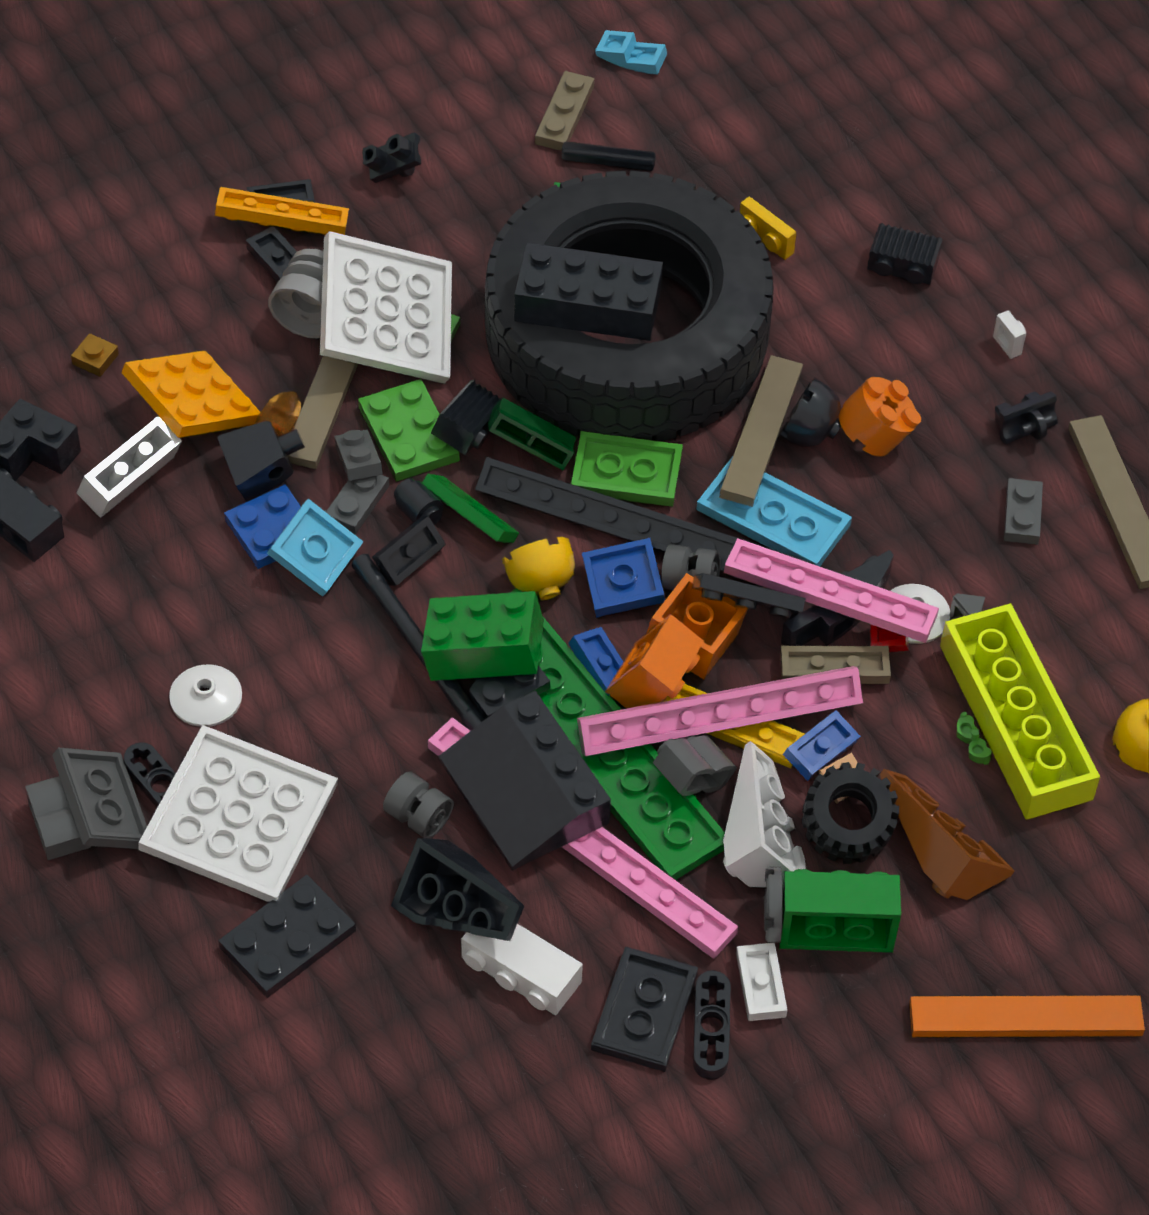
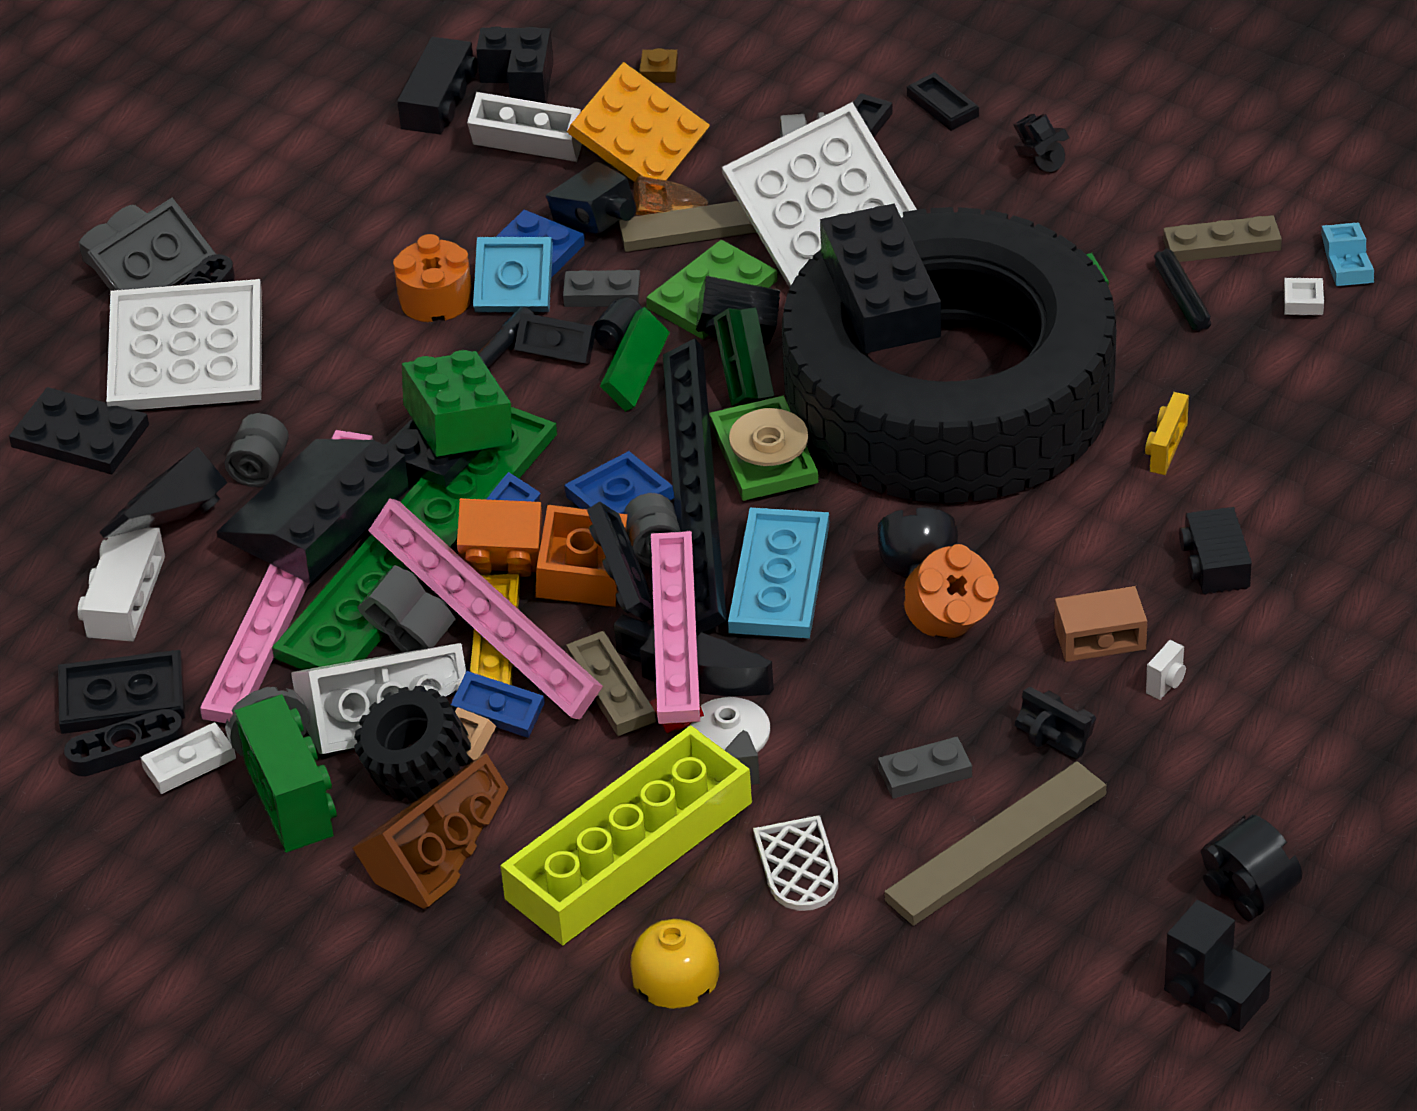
camera: 70 degrees right, 10 degrees down
(208, 706) = (316, 284): white dish -> none
(280, 211) = (912, 101): light orange plate -> none
(280, 604) = (433, 279): none -> orange brick
(358, 454) = (647, 262): dark grey plate -> none
(541, 567) = (585, 427): yellow cylinder -> none
(640, 444) = (768, 437): none -> tan dish
(665, 94) = (1303, 296): none -> white plate
(761, 431) = (860, 519): dark tan tile -> none
(941, 350) = (1100, 623): none -> nougat brick
(1026, 1016) = (256, 978): orange tile -> none
(1080, 645) = (792, 827): none -> white window

